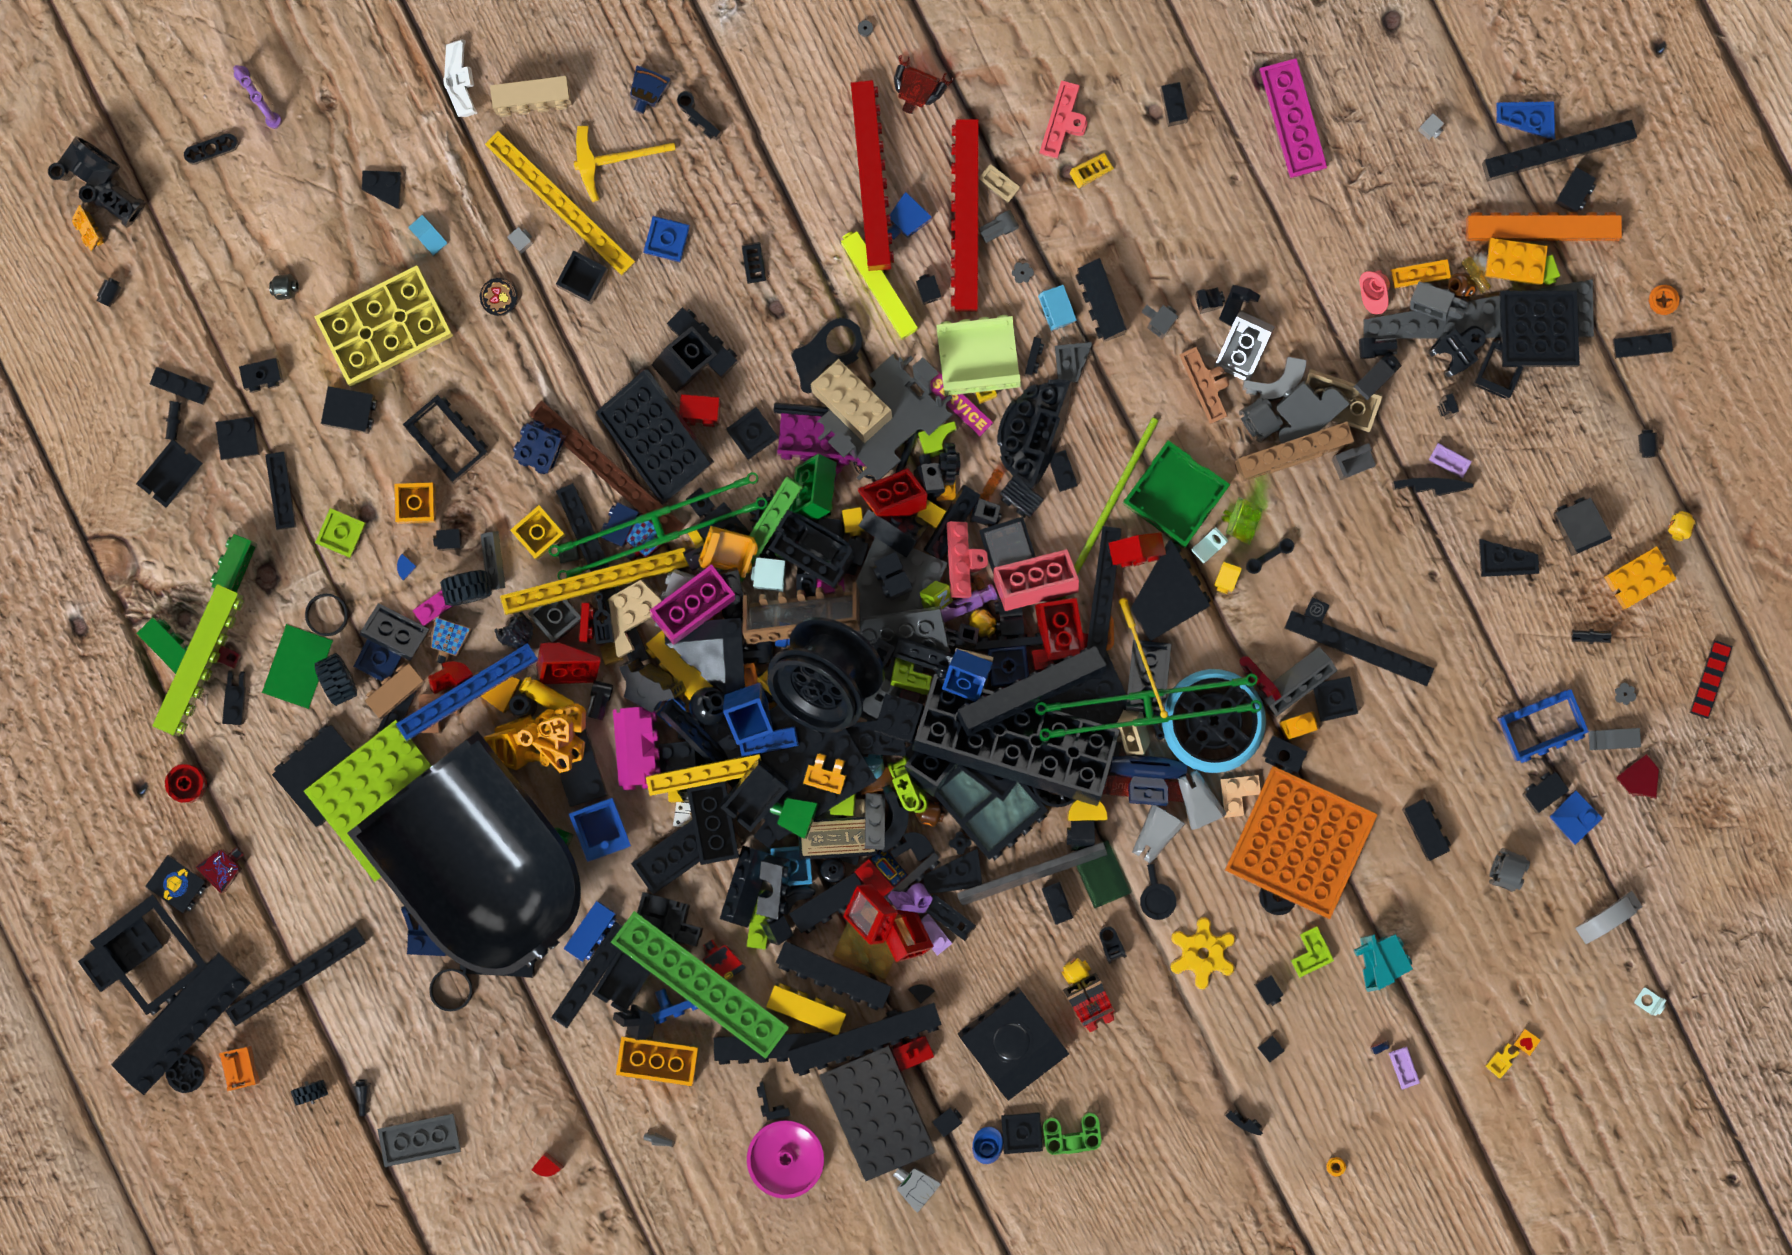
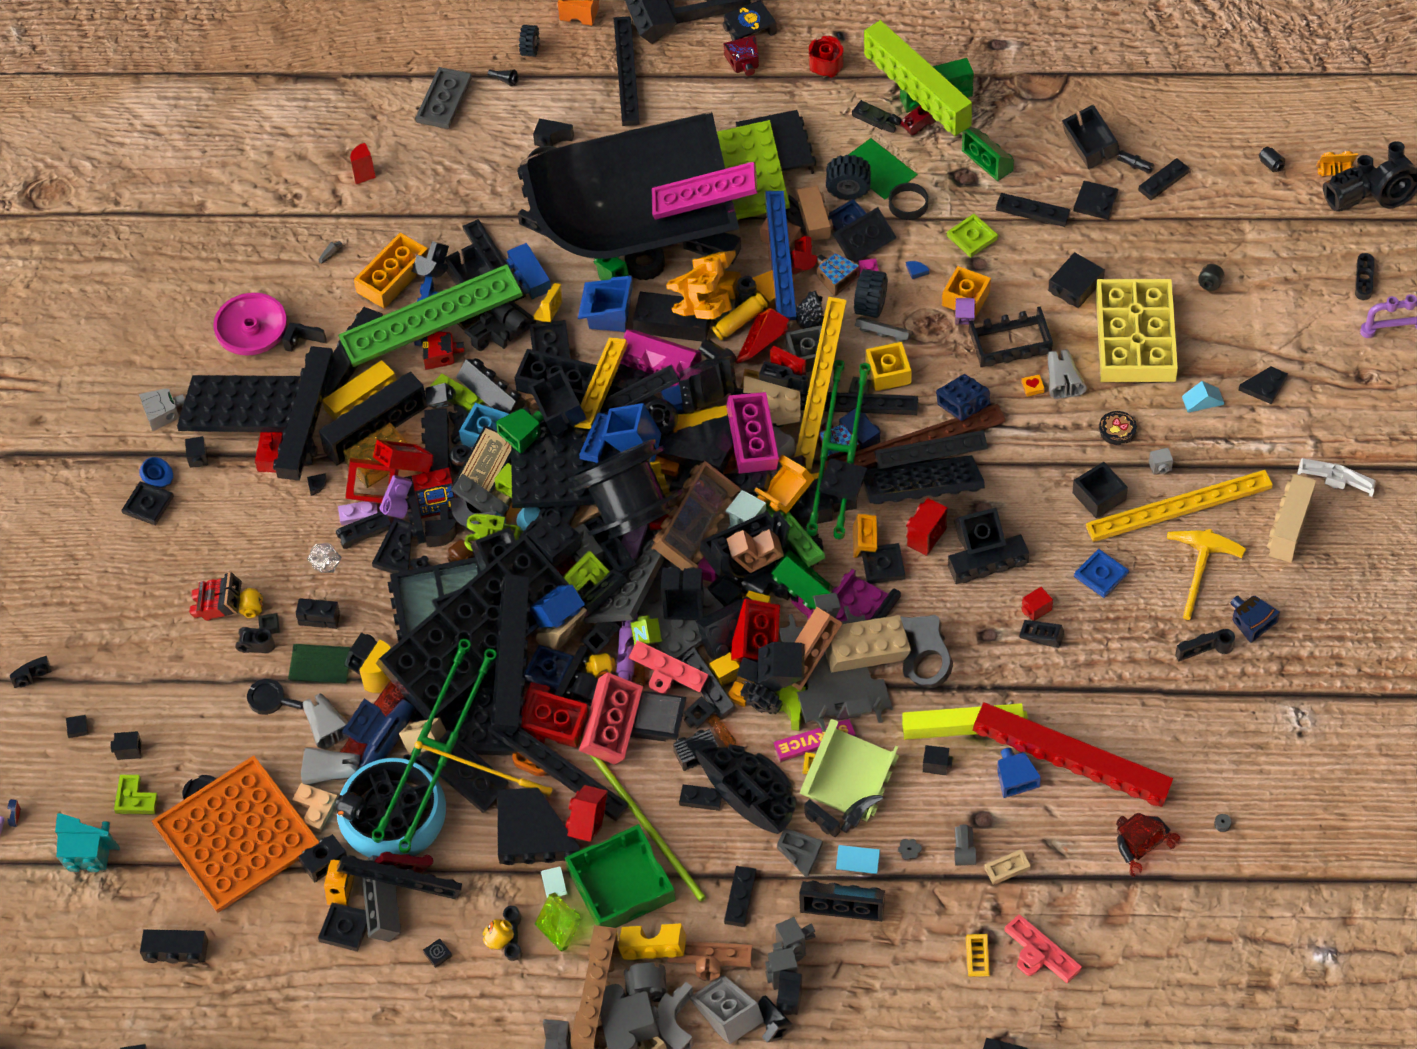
camera: 115 degrees right, 30 degrees down
(261, 374) = (1141, 233): black brick -> none
(413, 1008) = (551, 132): none -> black arch
(433, 799) = (704, 190): none -> dark pink plate
(446, 488) = (964, 311): none -> medium lavender plate
(448, 539) = (921, 305): black brick -> none
(464, 371) = (1063, 376): none -> light grey piece
(488, 395) = (1033, 385): none -> light orange tile
(612, 448) = (930, 449): none -> black plate
(624, 887) = (550, 304): none -> yellow bracket
(696, 501) = (842, 479): none -> black plate
(728, 279) = (1037, 604): none -> red brick
(733, 462) = (864, 534): none -> light orange panel
(776, 872) = (465, 397): black arch -> none
(820, 537) = (755, 551): none -> nougat brick
(825, 779) = (536, 463): light orange plate -> none
(891, 439) = (816, 638): none -> nougat brick
(922, 452) = (780, 664): none -> black slope
(966, 216) = (992, 823): red brick -> none
(999, 932) = (324, 558): none -> clear brick
(1012, 330) = (856, 811): none -> black bar
(1013, 1043) = (223, 521): black panel -> none
(1032, 873) = (355, 605): flat silver tile -> none
(1072, 1142) = (118, 525): bright green beam -> none
(1086, 944) = (269, 622): none -> pearl dark grey tile
(1137, 389) = (740, 896): none -> black plate
(1190, 316) = (778, 961): none -> dark grey brick
(1203, 939) = (197, 723): yellow plate -> none
(1217, 418) = (668, 943): none -> yellow arch
(1227, 578) = (516, 885): yellow slope -> none
(1241, 745) = (351, 806): none -> black head
(1278, 565) = (498, 934): none -> yellow head
(1280, 677) = (399, 877): none -> black plate
(1359, 648) = (376, 973): black plate -> none
(1508, 870) = (86, 996): dark grey brick -> none

